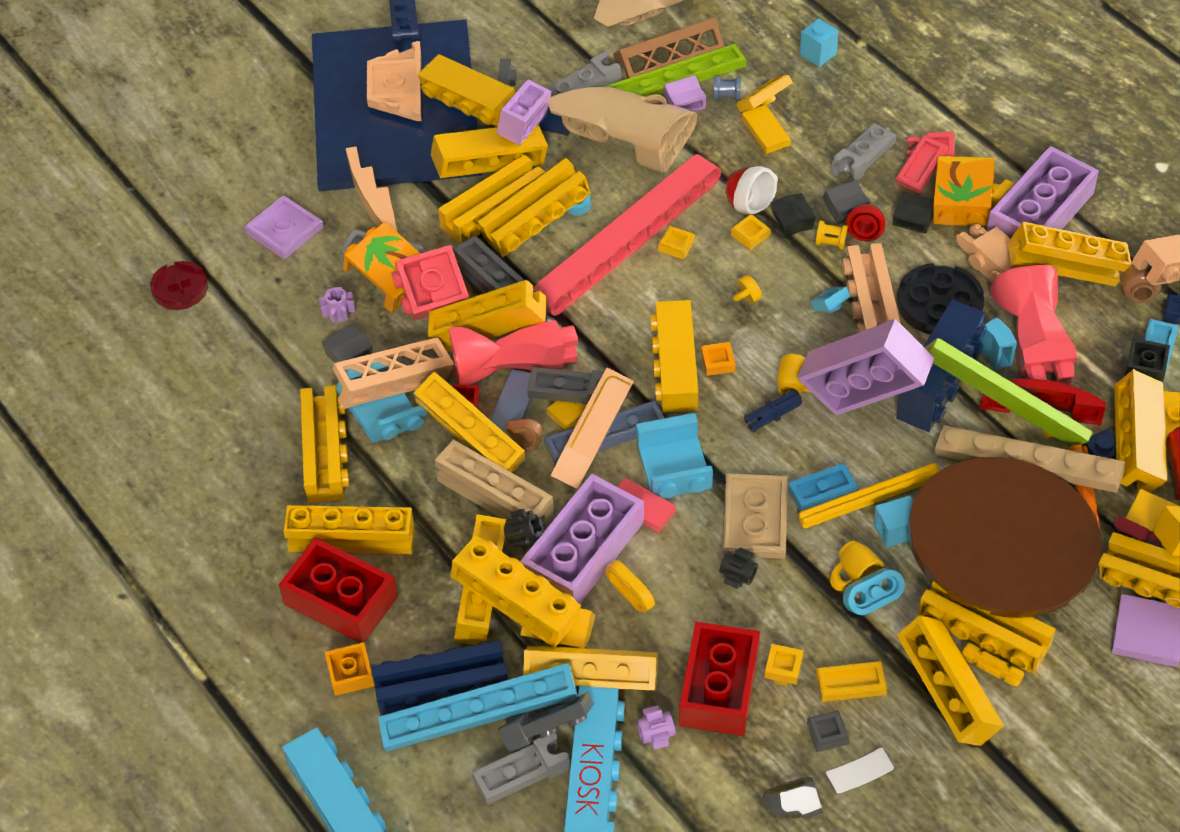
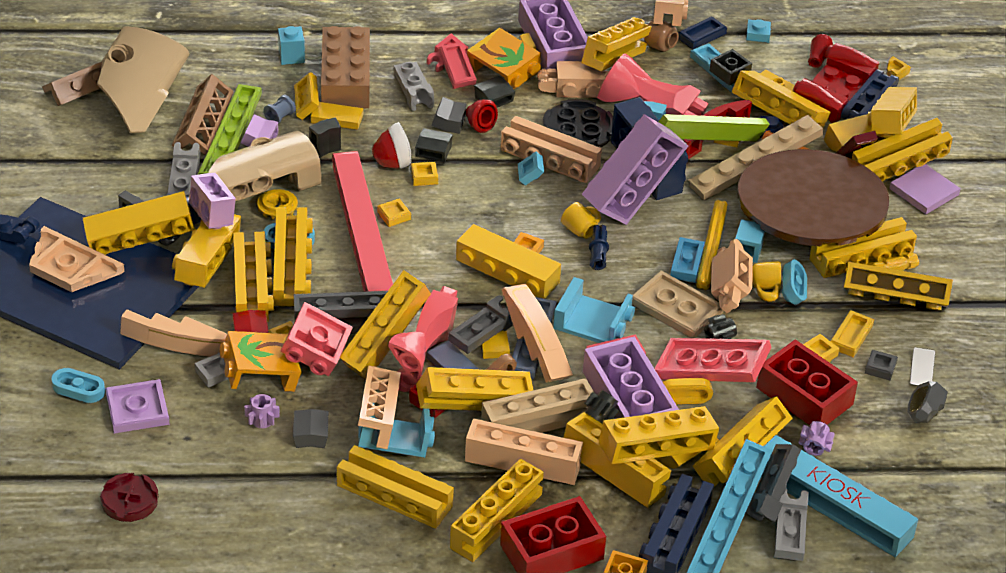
camera: 60 degrees left, 10 degrees down
(270, 177) = (78, 385): none -> medium azure plate
(432, 505) = (504, 445): none -> light nougat brick
(433, 234) = (251, 321): none -> red piece
(610, 154) = (268, 201): none -> yellow gear
(682, 582) = (713, 359): none -> coral tile
(718, 137) = (326, 136): none -> pearl dark grey piece
(748, 289) = (480, 200): yellow tile -> none
(822, 238) = (473, 142): yellow bush -> none
(824, 533) = (731, 275): none -> light nougat hinge
(829, 93) = (345, 66): none -> medium nougat brick

